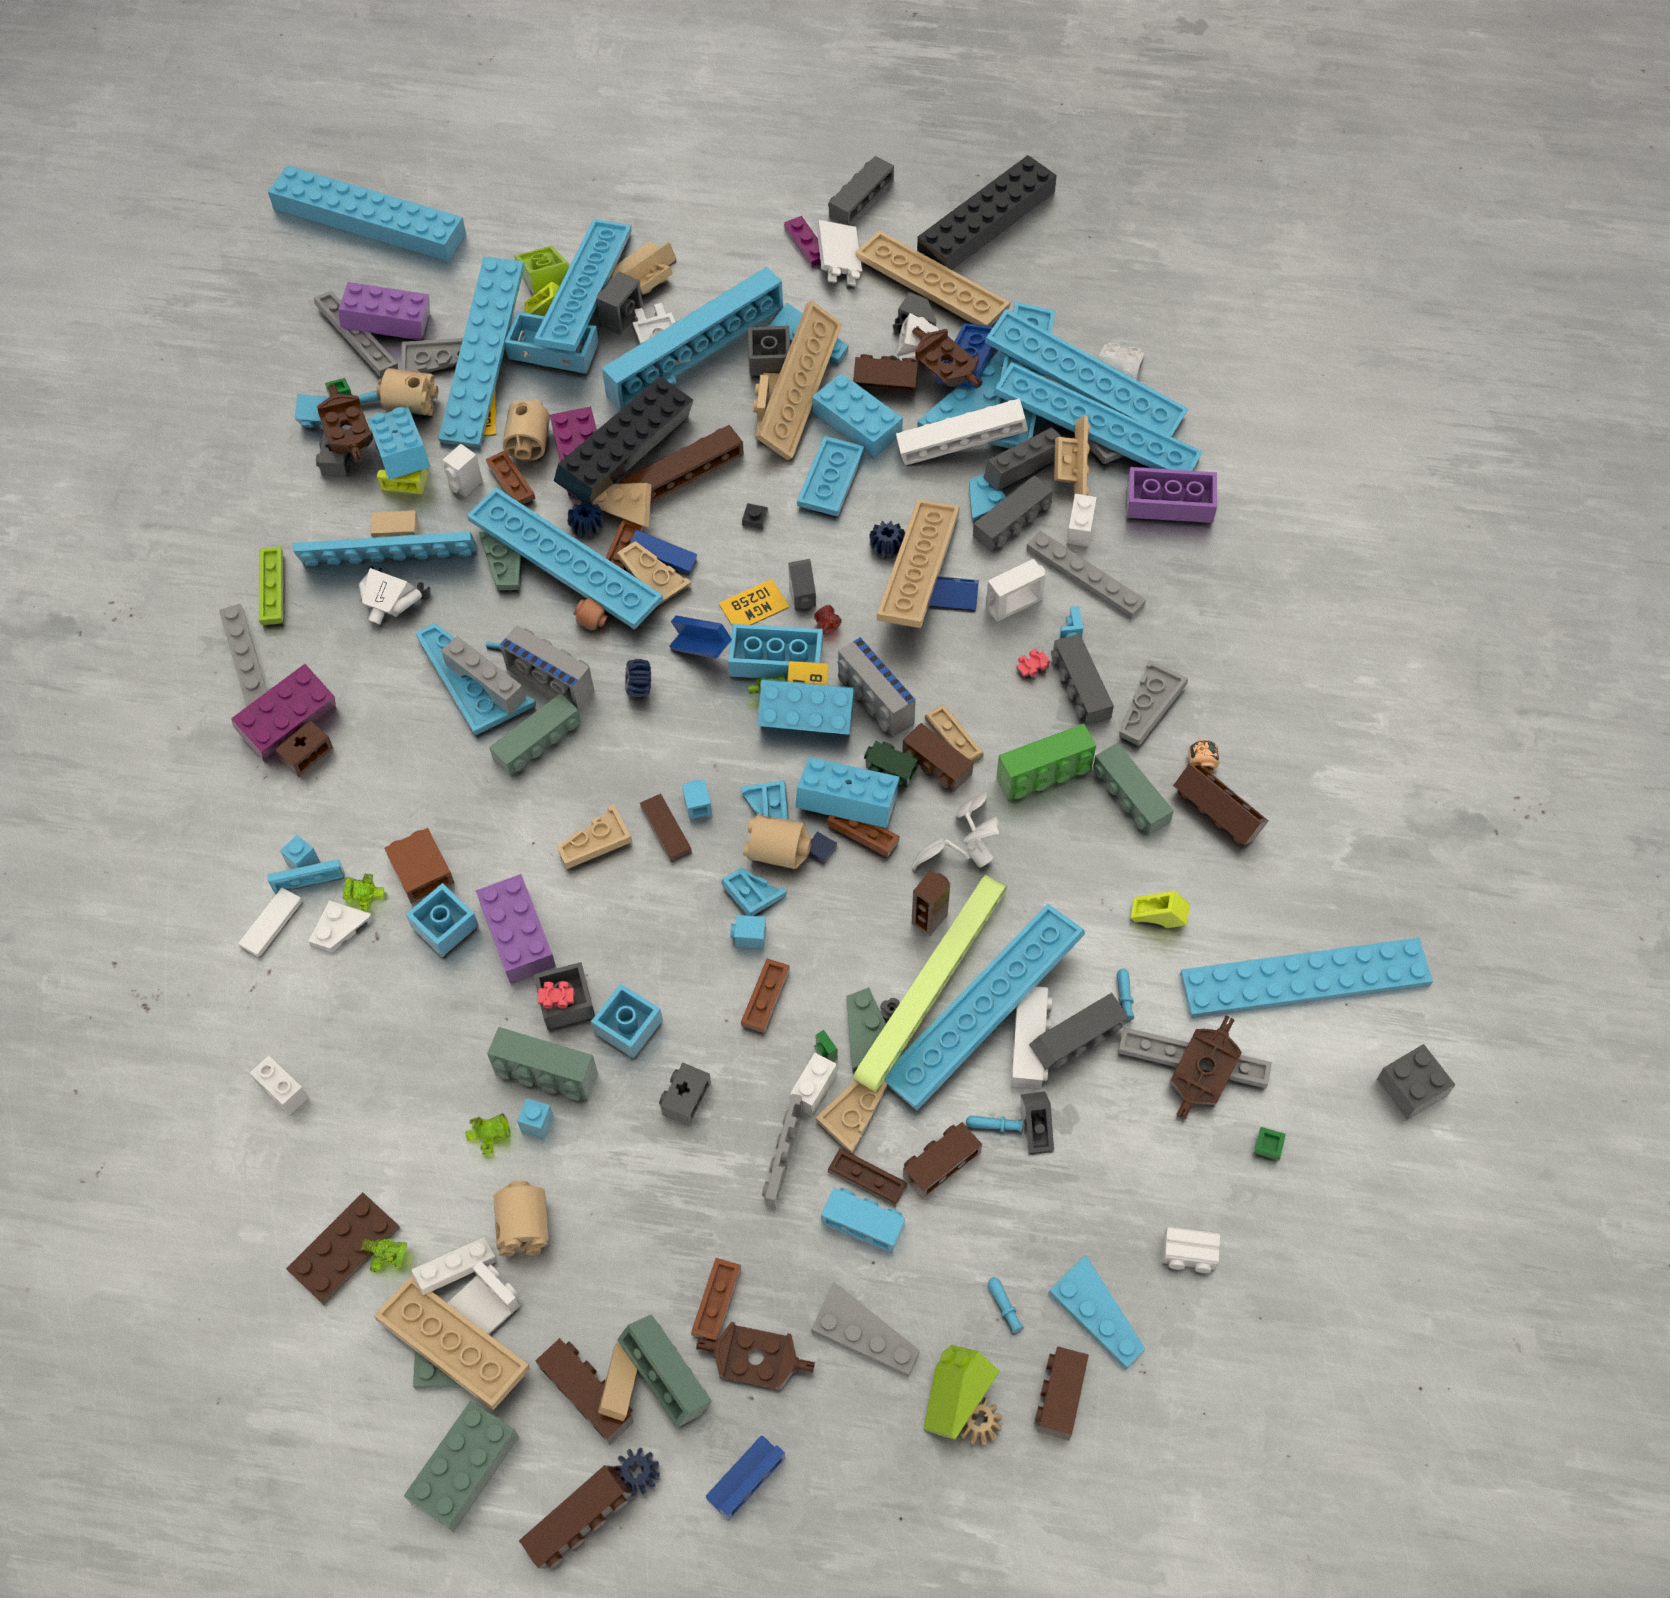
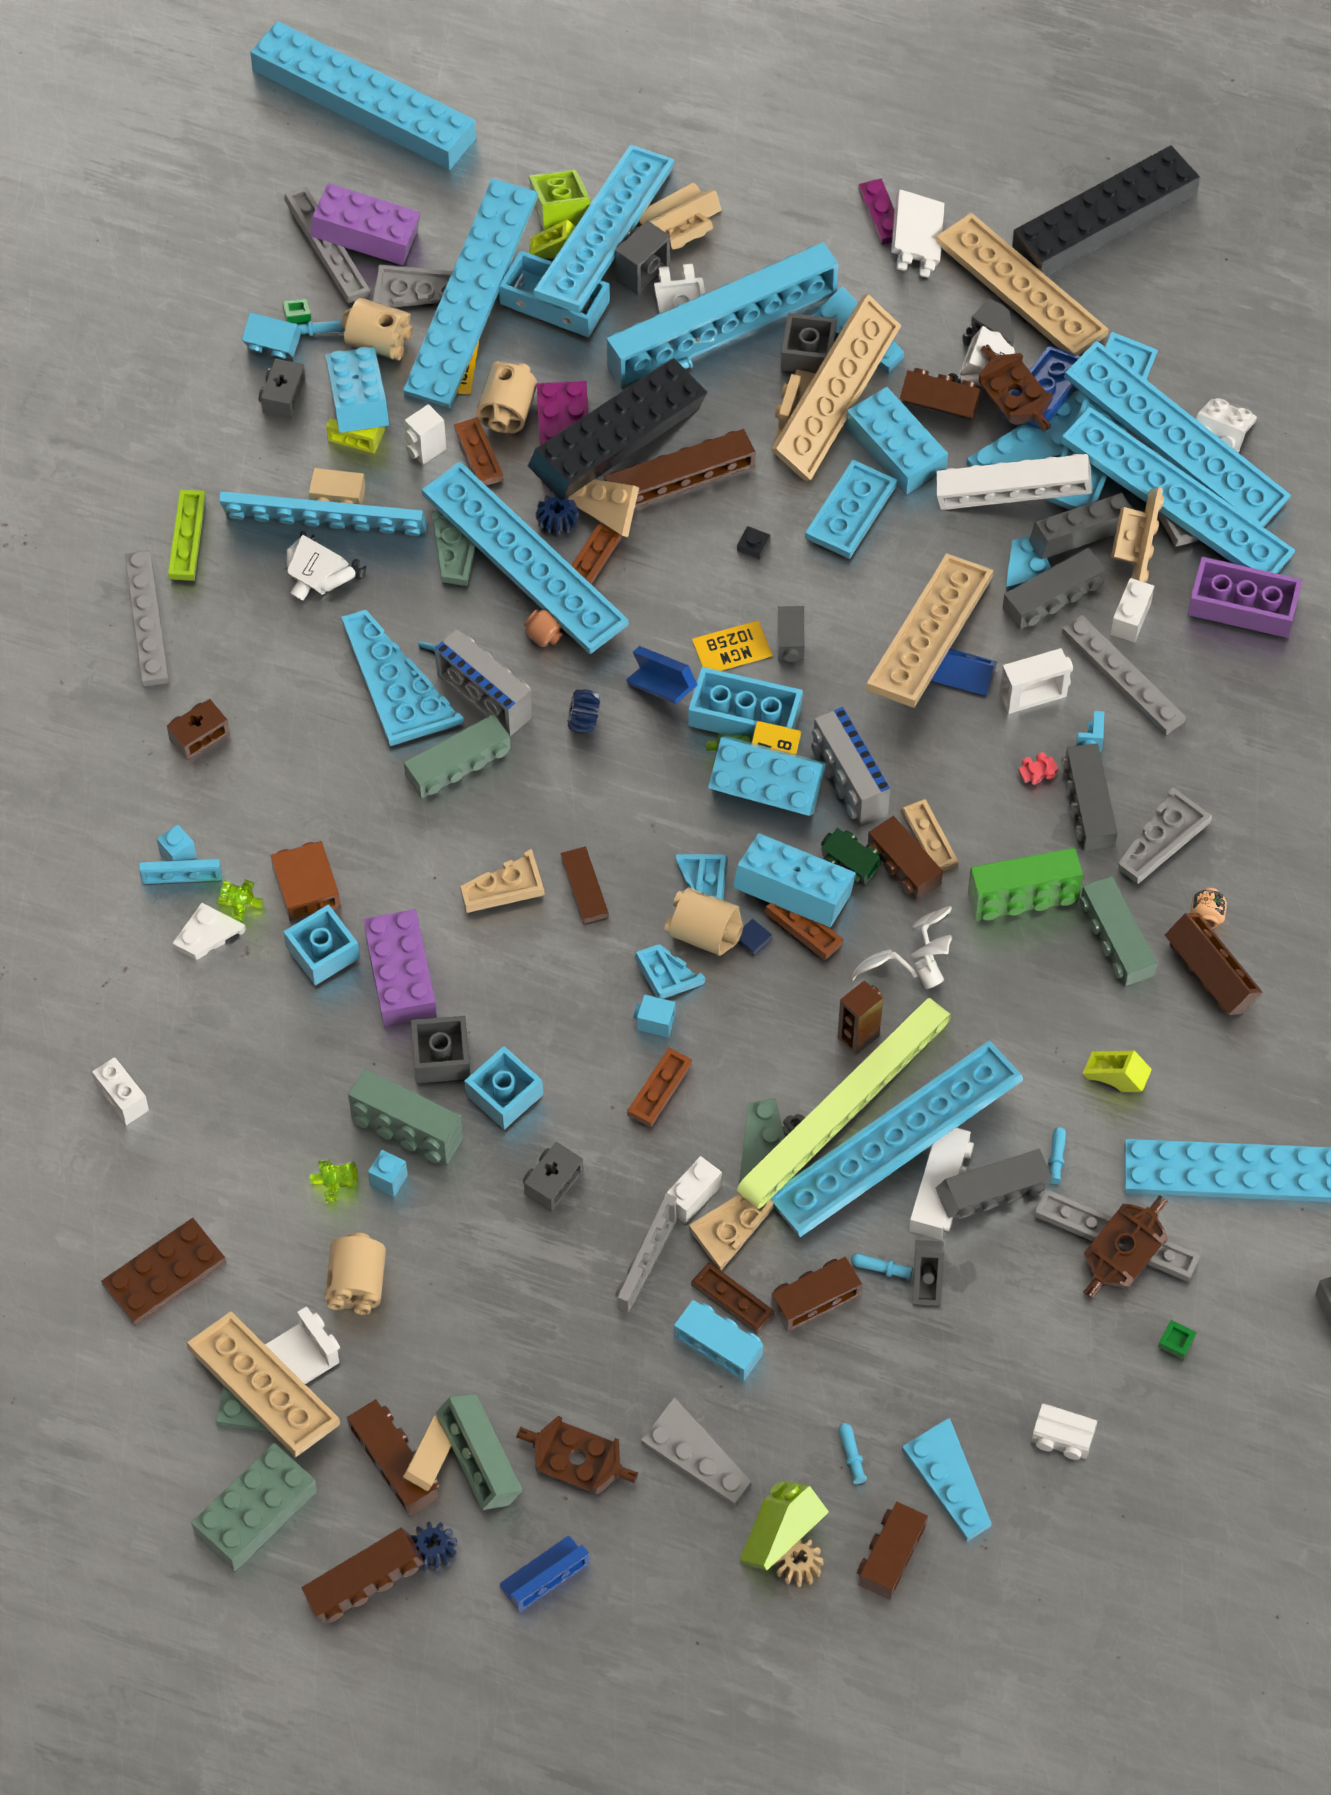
camera: 10 degrees right, 0 degrees up
(270, 922) = (134, 915): white tile -> none
(283, 710) = (181, 683): magenta brick -> none
(342, 411) = (299, 341): reddish brown plate -> none
(385, 1251) = (209, 1281): clear neon green piece -> none
(452, 1266) = (275, 1308): white plate -> none
(500, 686) = (426, 694): light grey arch -> none
(556, 996) = (430, 1047): coral piece -> none
(651, 571) = (622, 590): tan wing -> none
(667, 553) = (638, 568): blue tile -> none
(697, 799) = (625, 859): medium azure brick -> none
(716, 1300) = (546, 1392): dark orange plate -> none
(825, 1046) = (714, 1153): green plate -> none
(827, 618) = (812, 678): clear red wheel -> none
(861, 190) = (960, 158): dark grey brick -> none
(886, 538) = (900, 594): dark blue gear -> none

